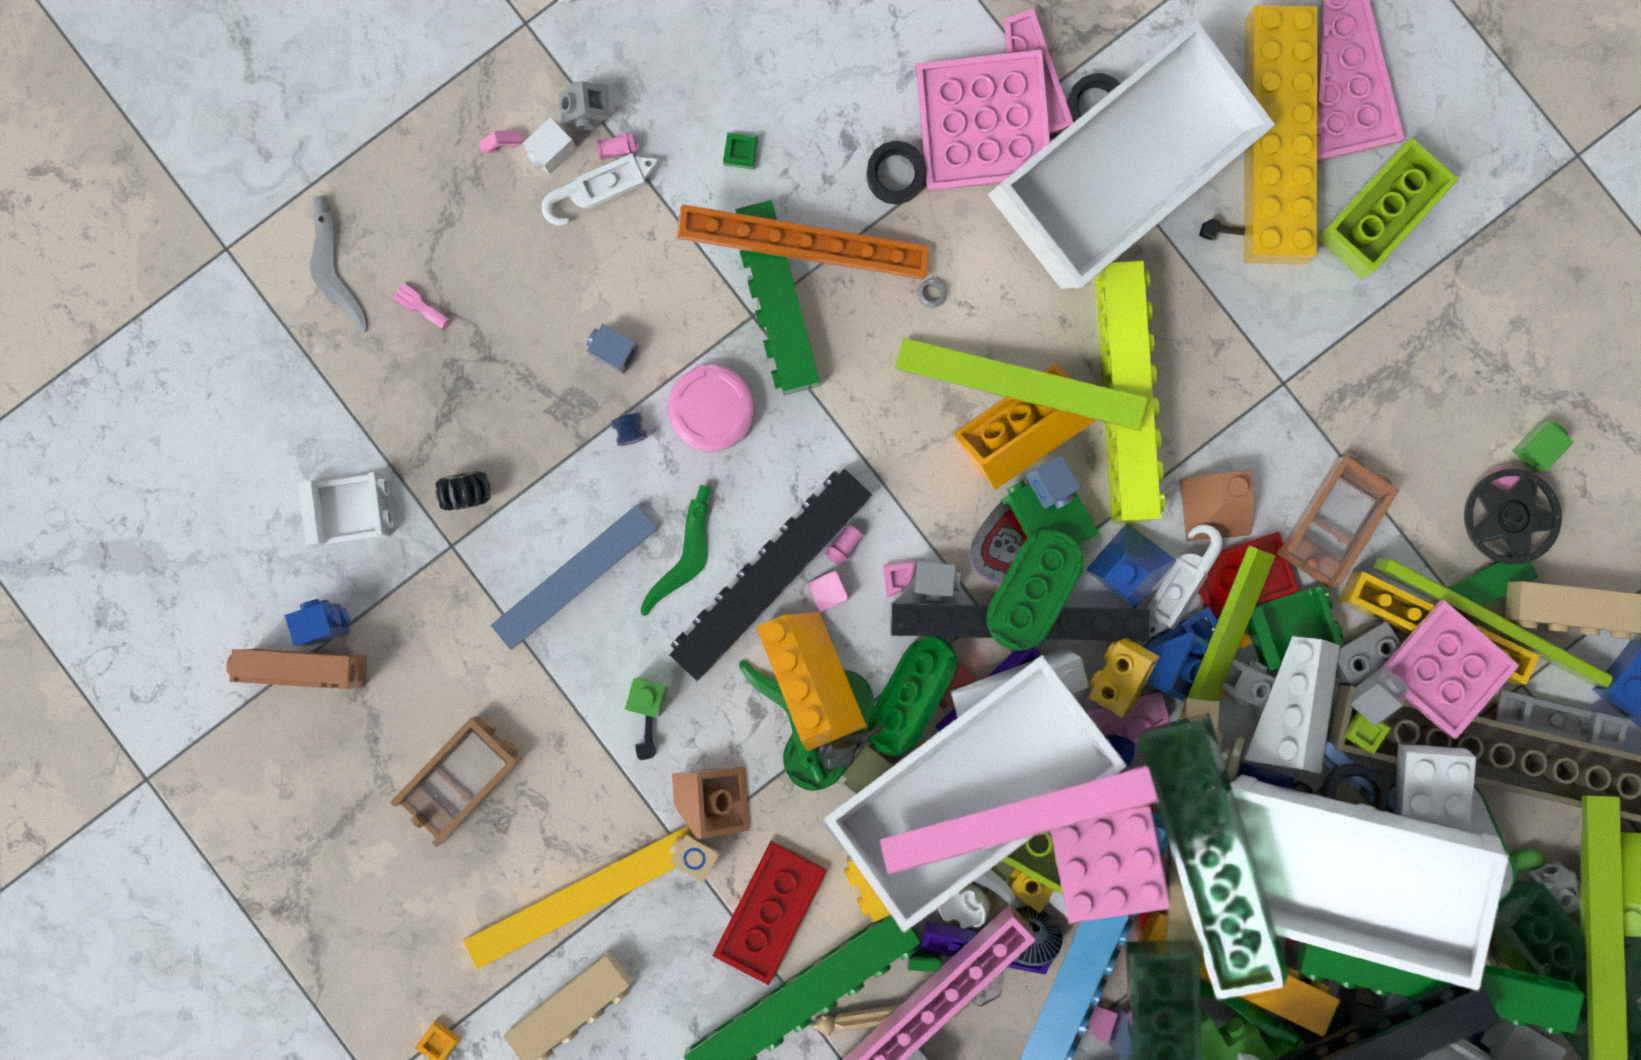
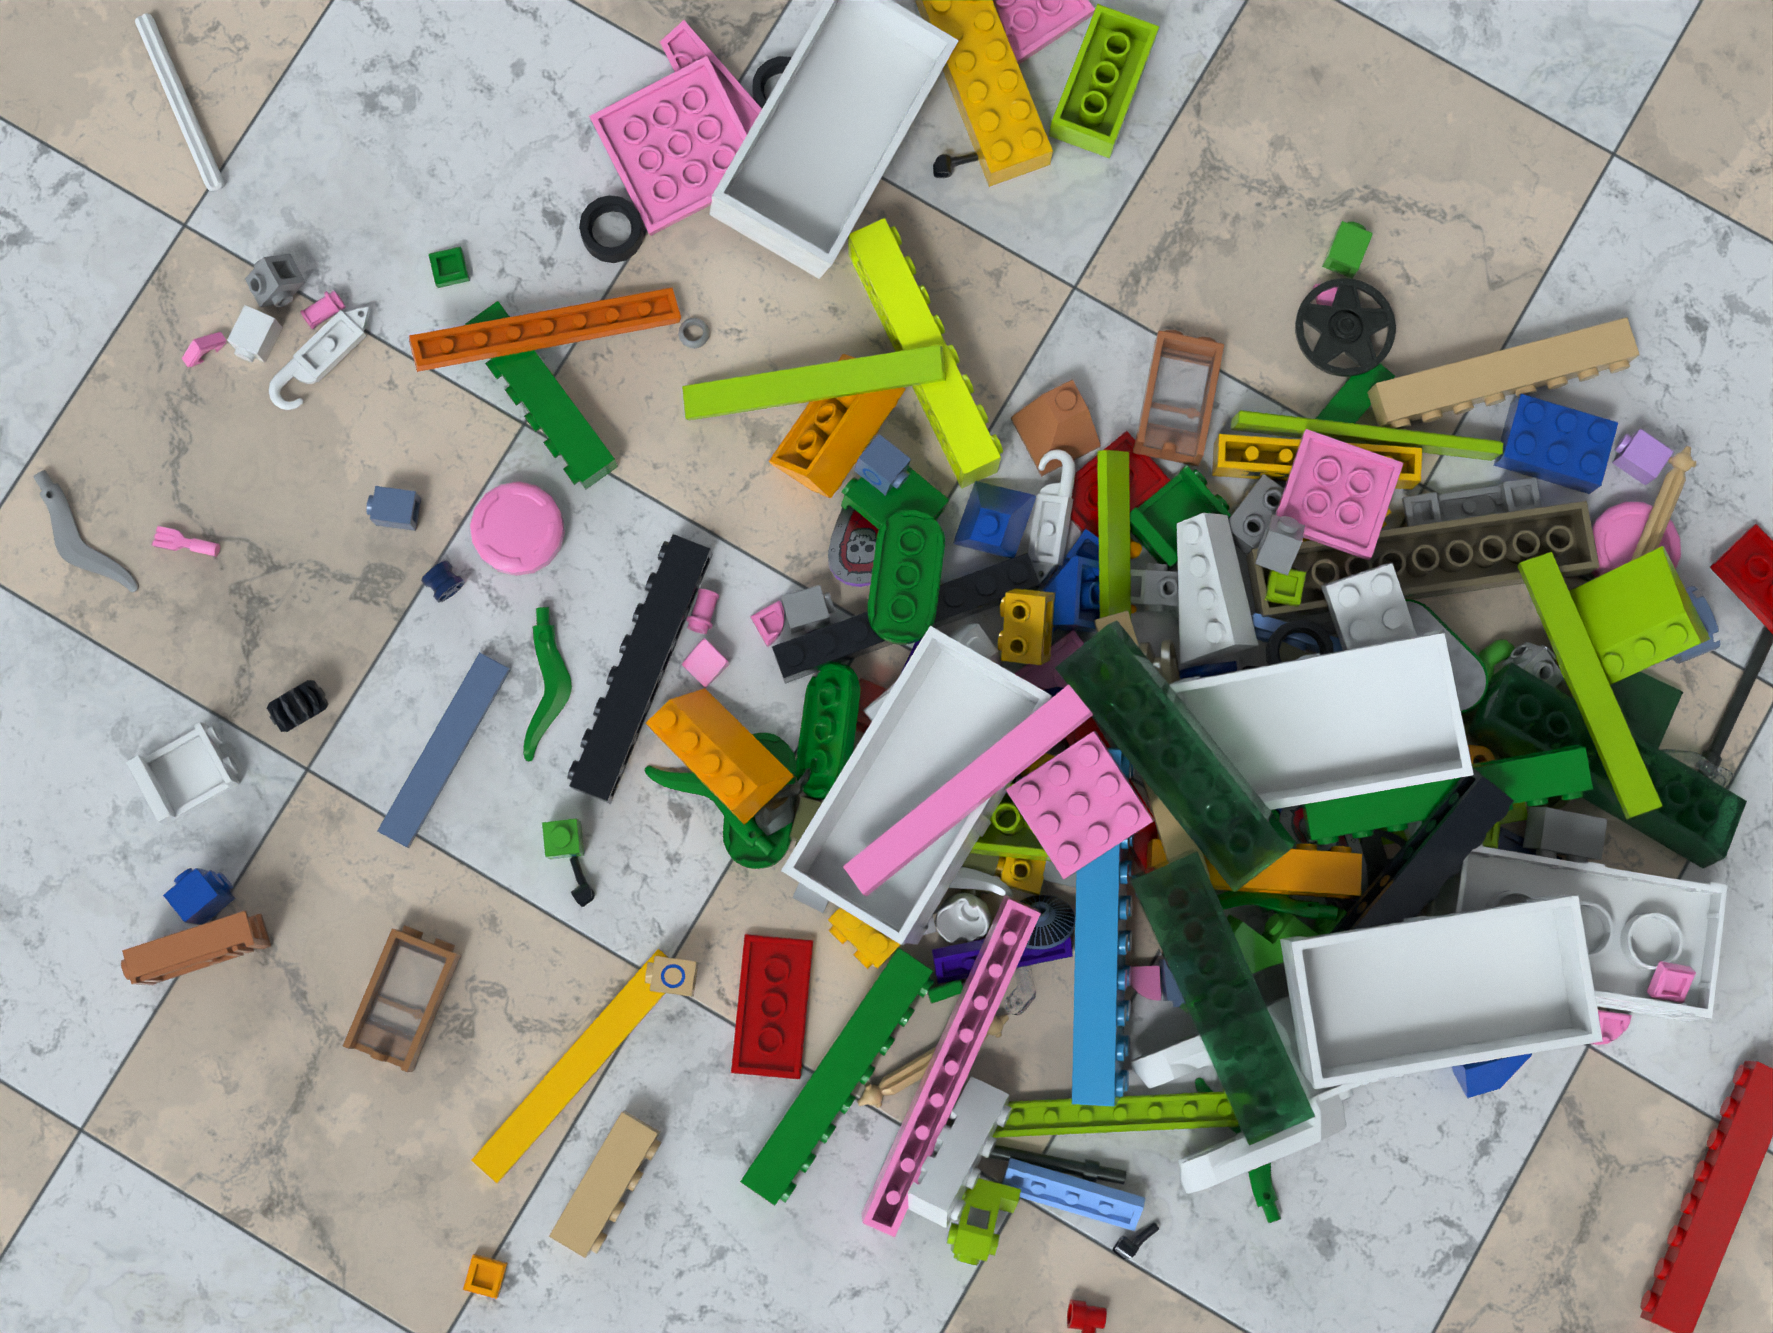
camera: 30 degrees left, 5 degrees down
(712, 800) = (670, 915): nougat slope -> none

